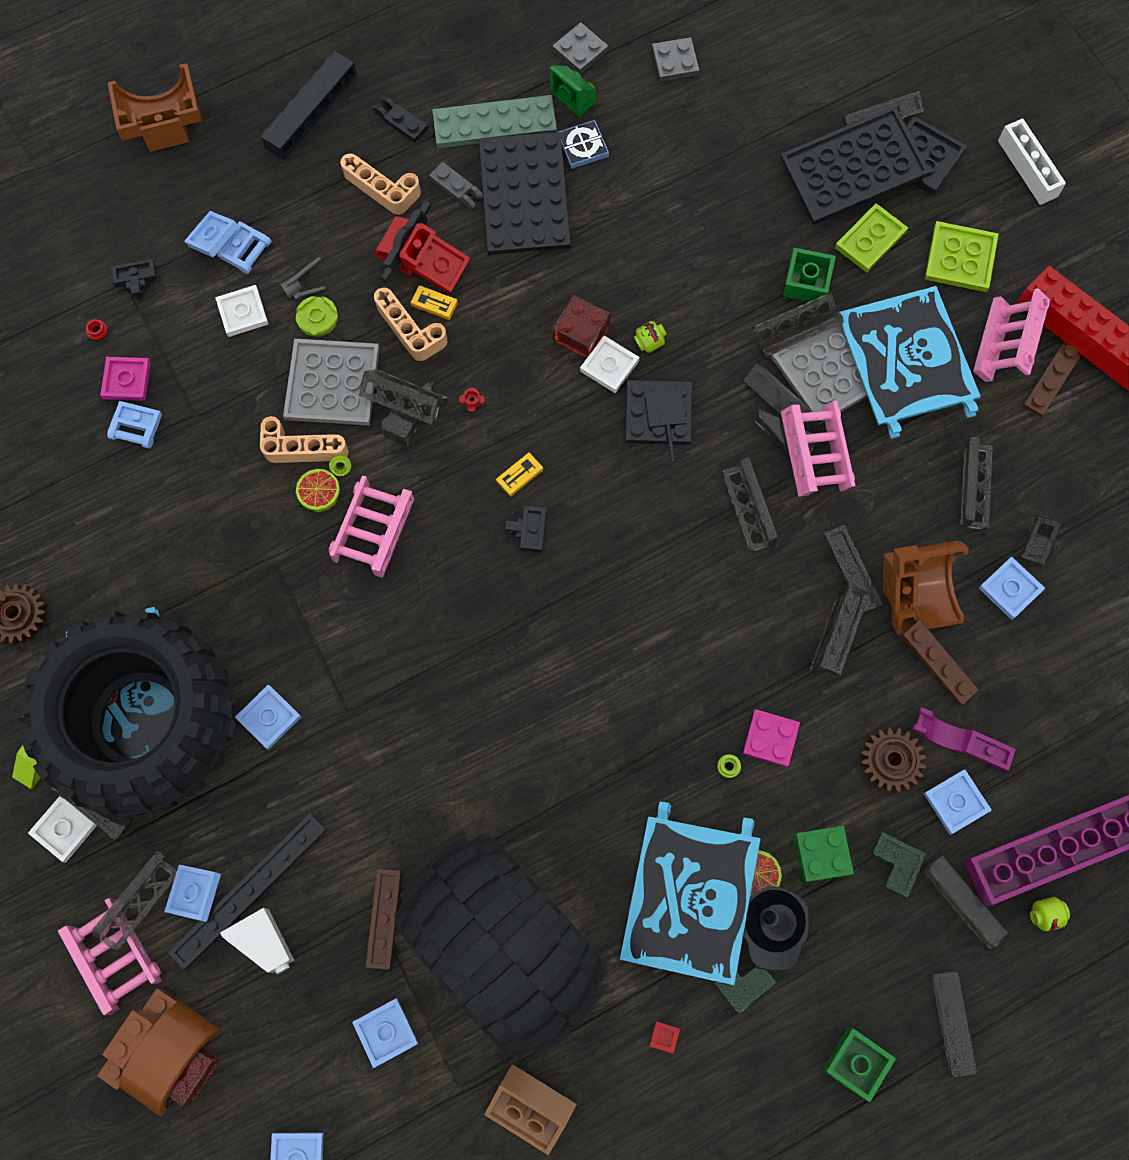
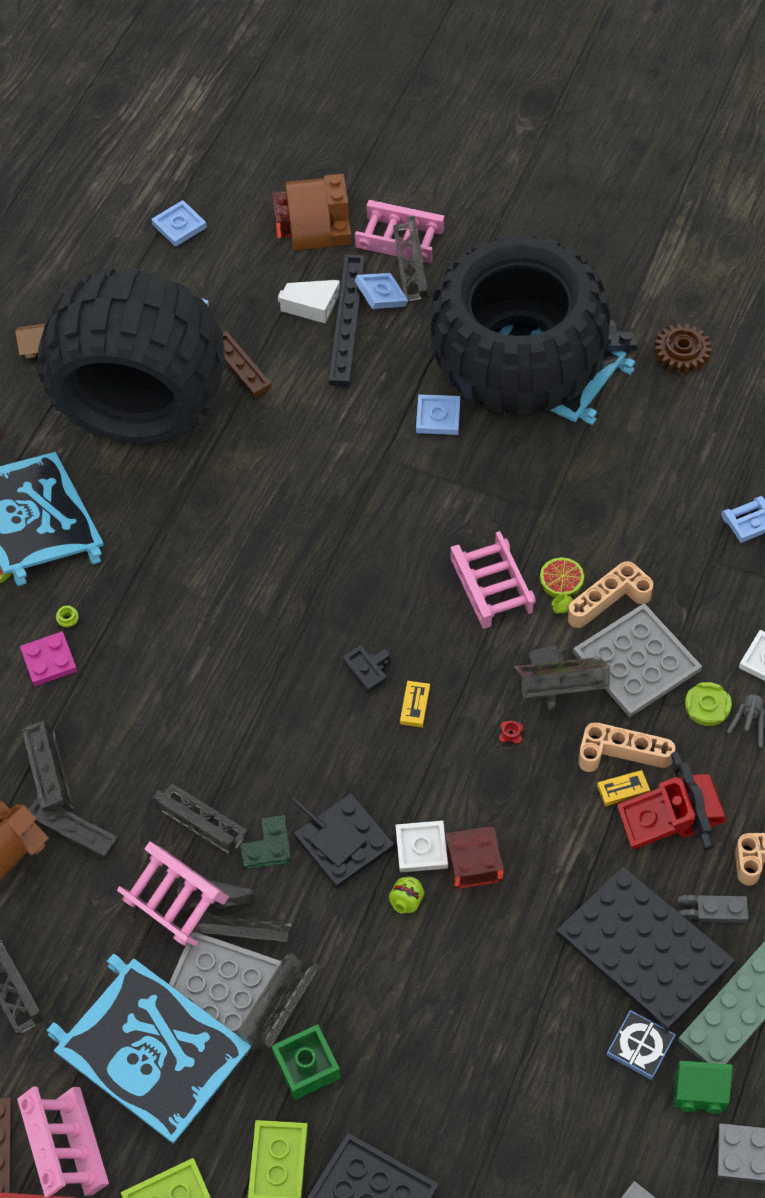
camera: 140 degrees right, 15 degrees down
(713, 444) = (272, 849): none -> clear green plate

